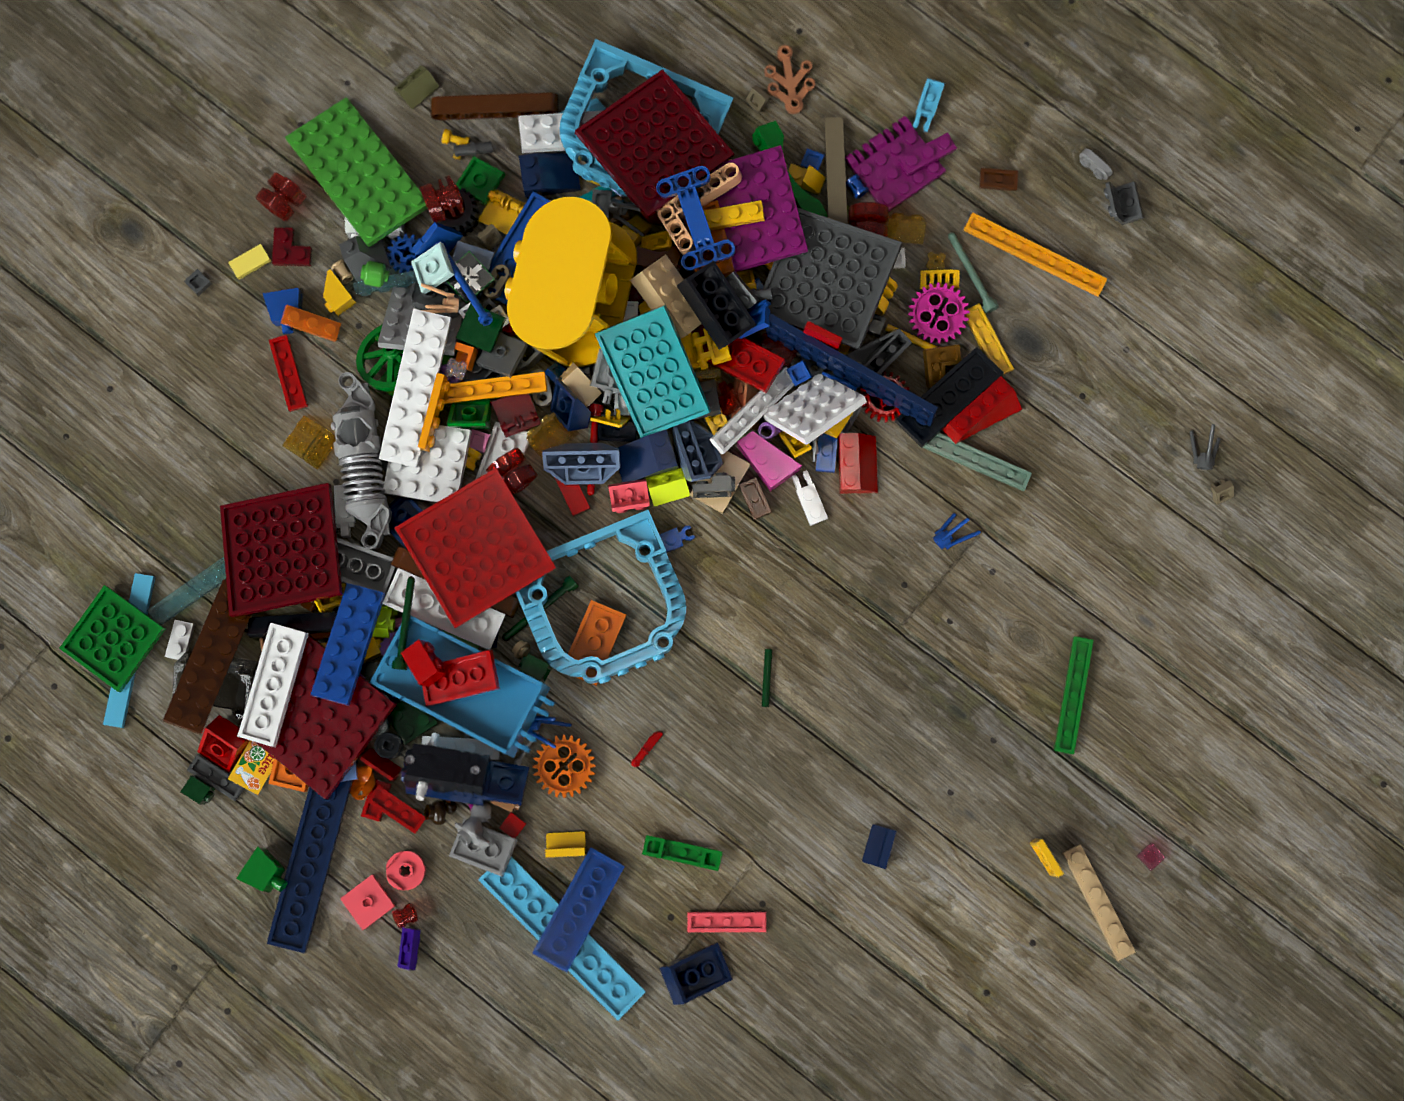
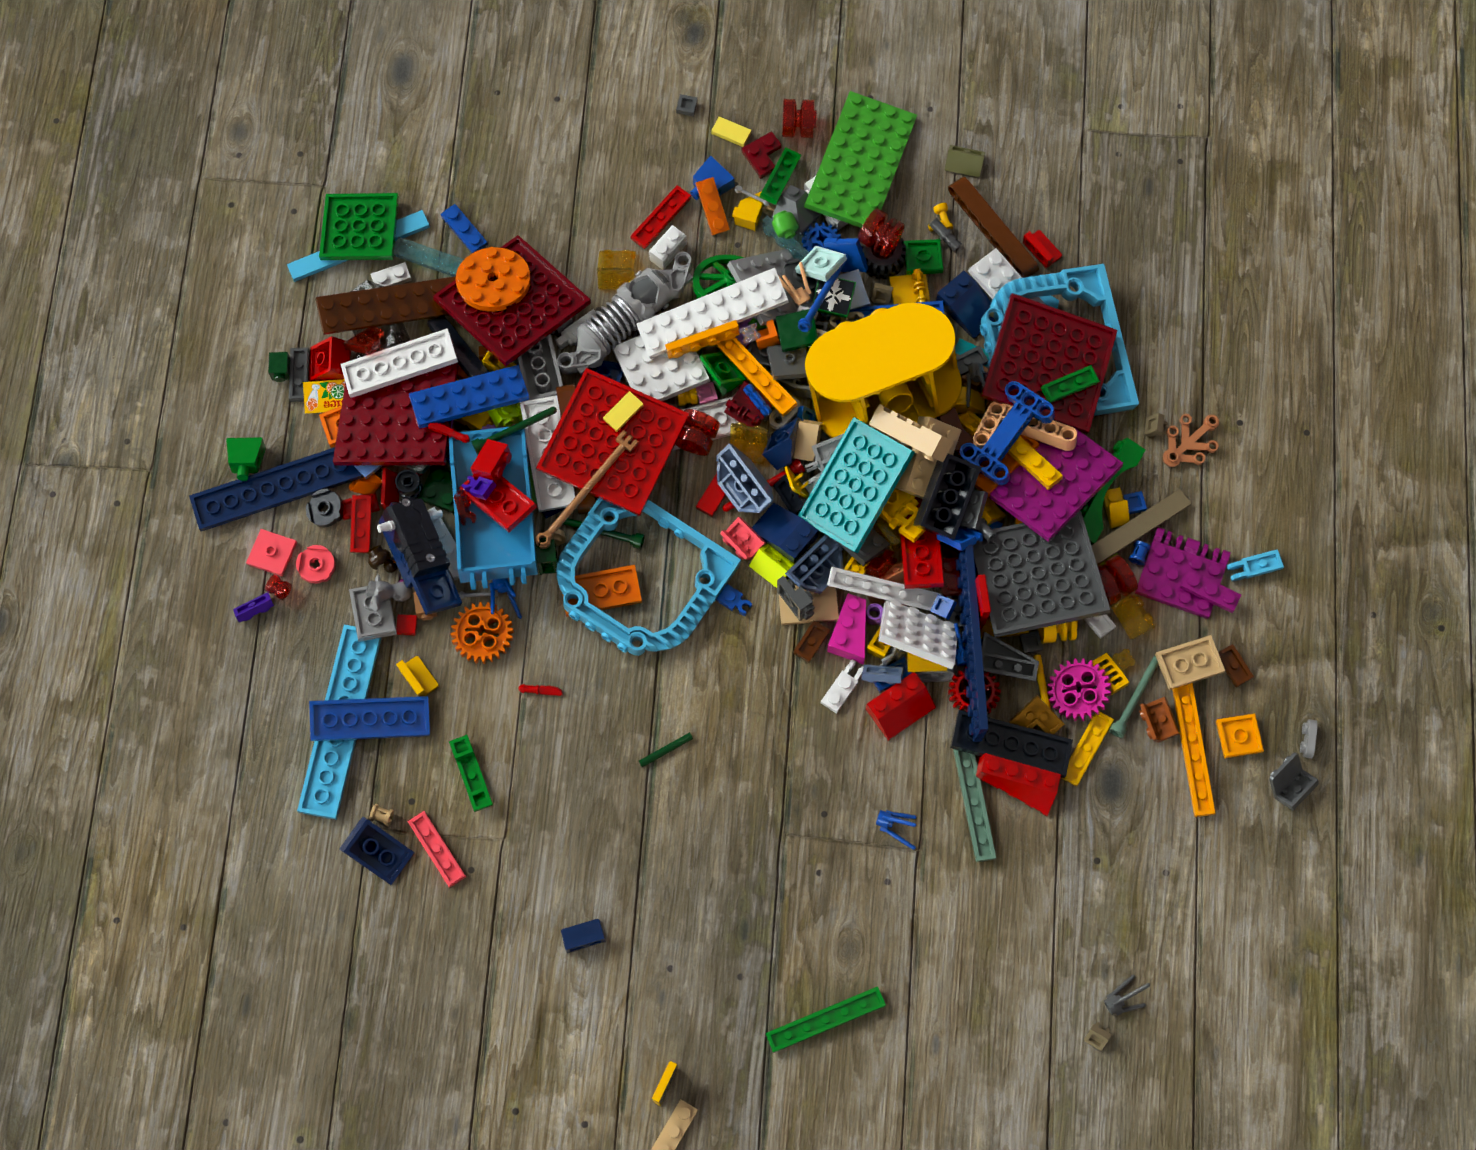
camera: 55 degrees right, 10 degrees down
(179, 548) = (464, 229): none -> blue plate
(230, 701) = (366, 341): none -> clear red plate
(263, 567) = (495, 295): none -> orange plate
(312, 291) = (738, 189): none -> light grey hinge
(321, 386) = (667, 247): none -> white brick
(324, 248) = (780, 176): none -> green plate
(350, 835) = (334, 512): none -> black plate
(366, 684) = (442, 429): none -> red piece
(442, 687) = (481, 488): none -> dark purple plate
(443, 711) = (462, 503): none -> clear red plate
(456, 522) = (623, 411): none -> light yellow tile
(486, 540) = (623, 444): none -> medium nougat hinge
(517, 402) = (757, 400): none -> blue axle
(539, 79) = (1041, 248): none -> red panel
(648, 296) = (911, 434): none -> wedge
(668, 950) = (381, 815): none -> tan bush
(685, 139) = (1070, 384): none -> green tile
(824, 460) = (887, 674): none -> sand blue plate
(976, 211) = (1190, 662): none -> tan plate
(1004, 268) = (1159, 720): none -> dark orange bracket
(1057, 216) = (1239, 736): none -> light orange plate

